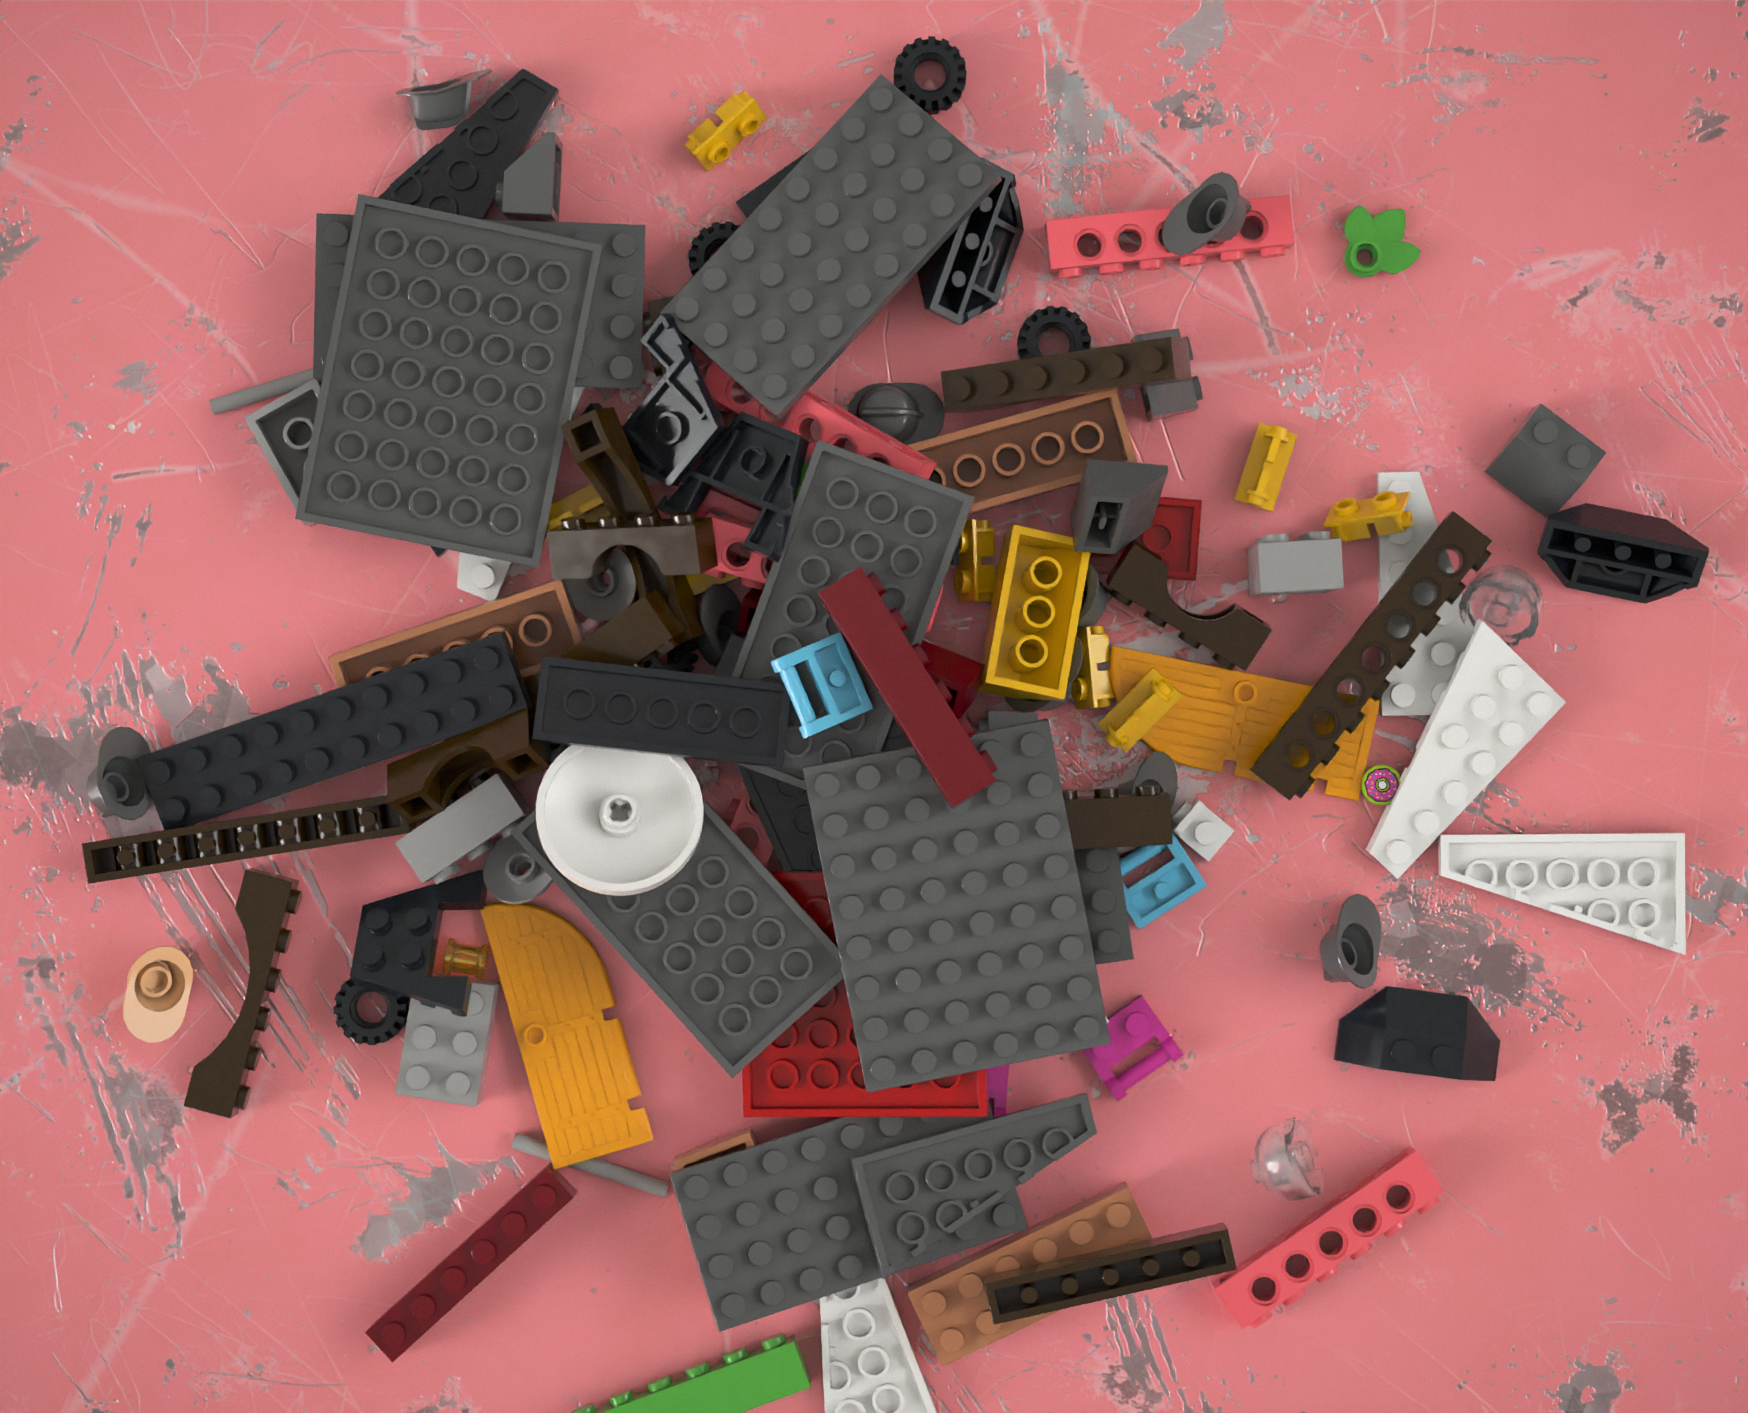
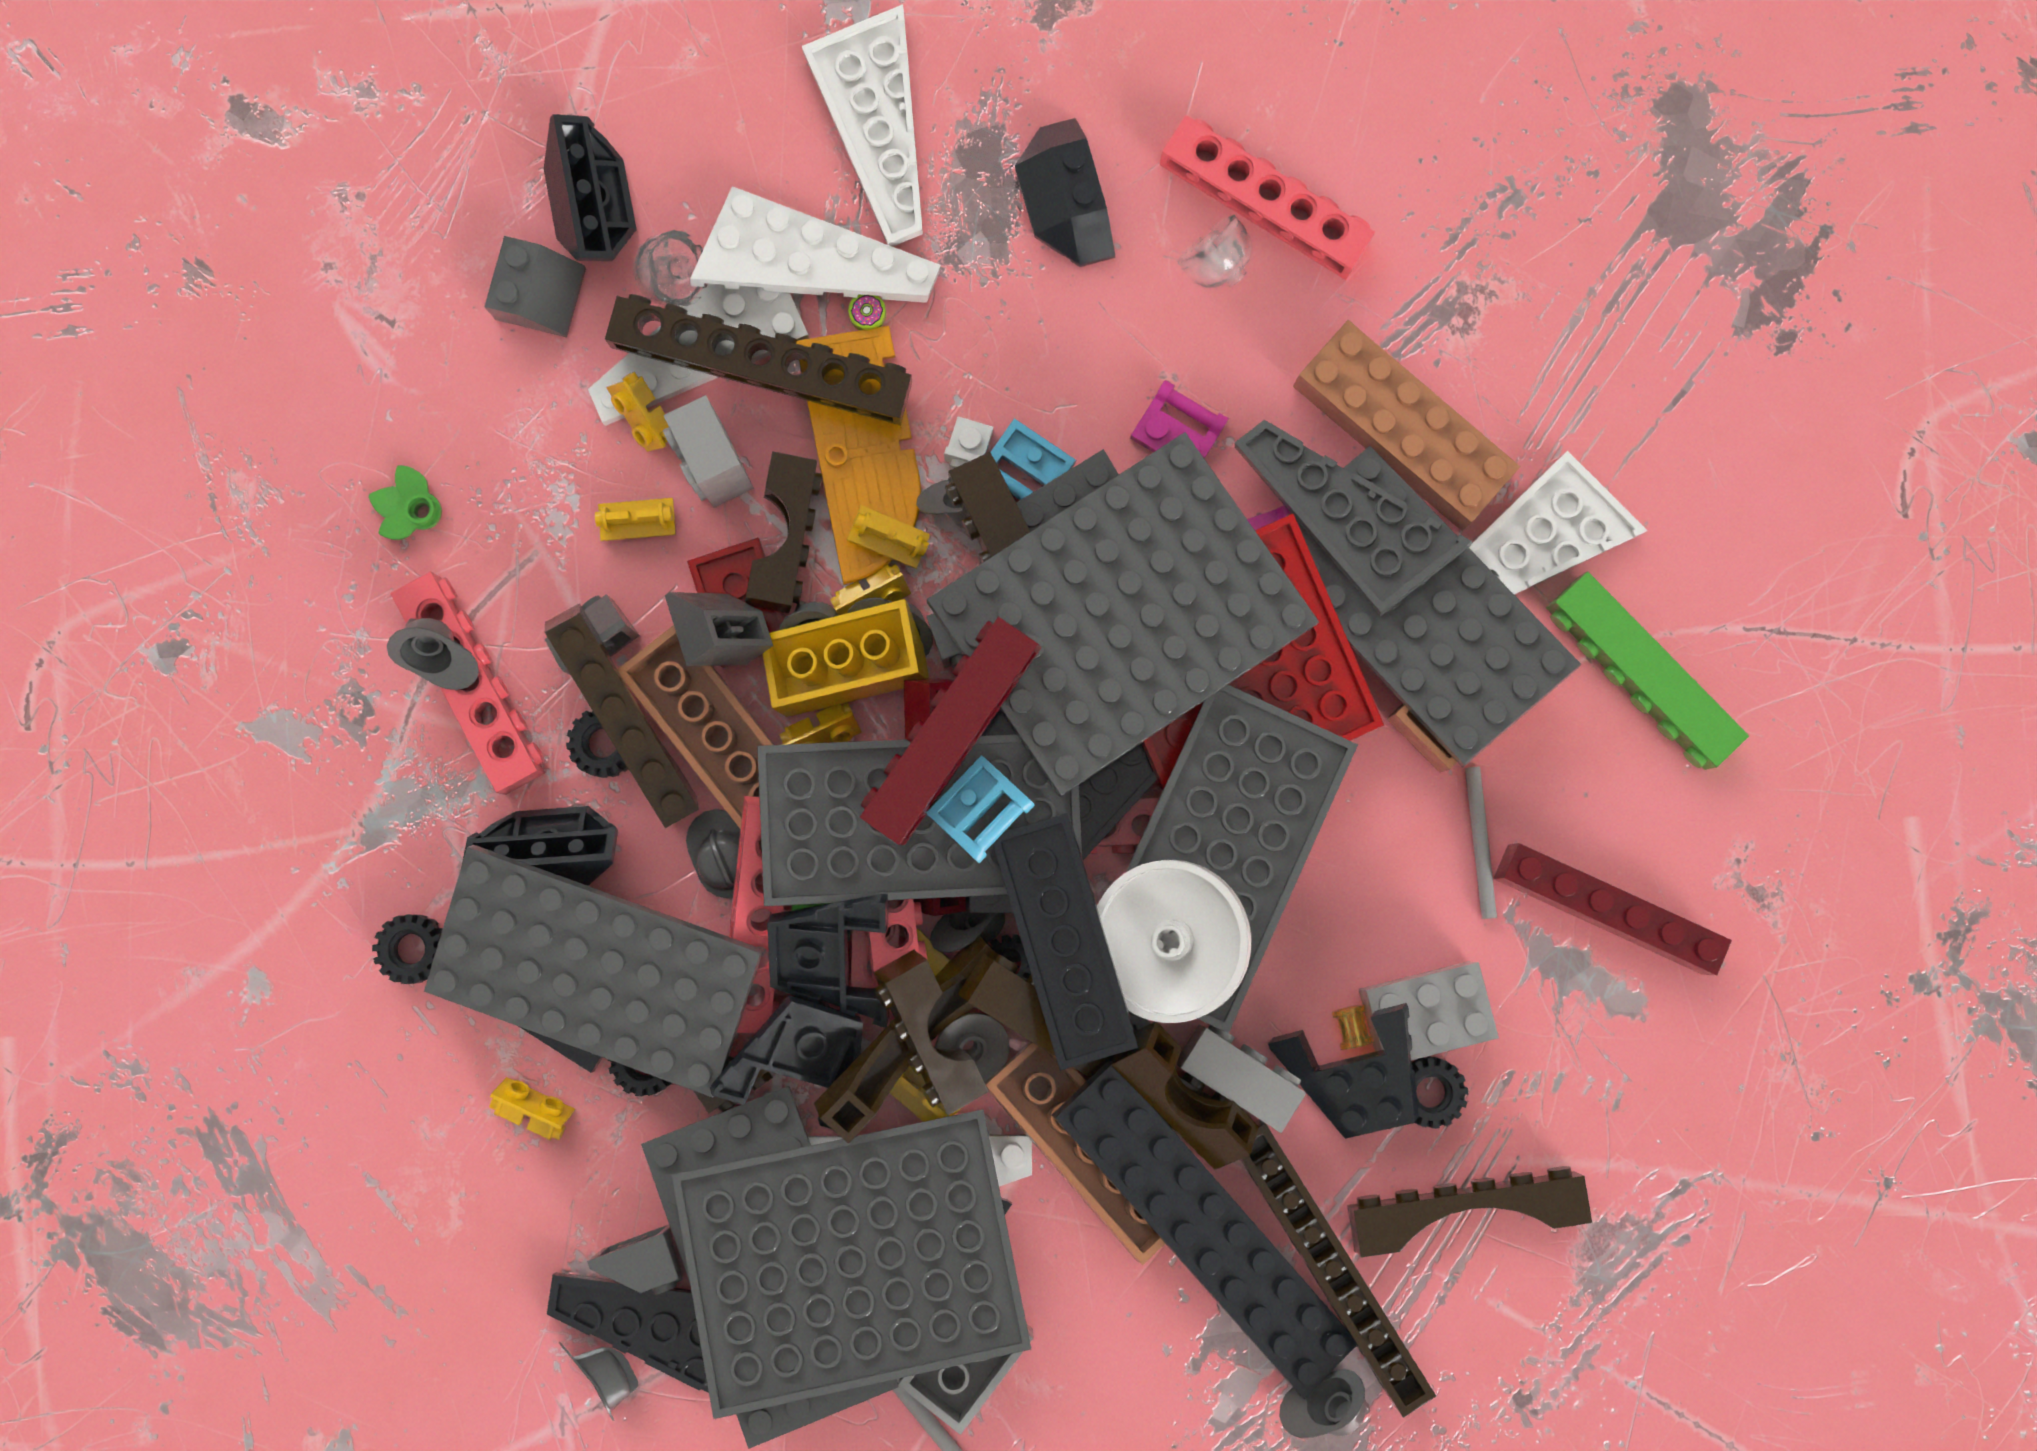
camera: 115 degrees left, 5 degrees down
(157, 994) = (1504, 1289): light nougat piece -> none
(505, 870) = (1261, 1025): light grey dish -> none
(569, 1051) = (1393, 900): light orange door -> none
(1109, 1273) = (1381, 353): dark brown brick -> none
(1353, 946) = (1014, 277): dark grey piece -> none

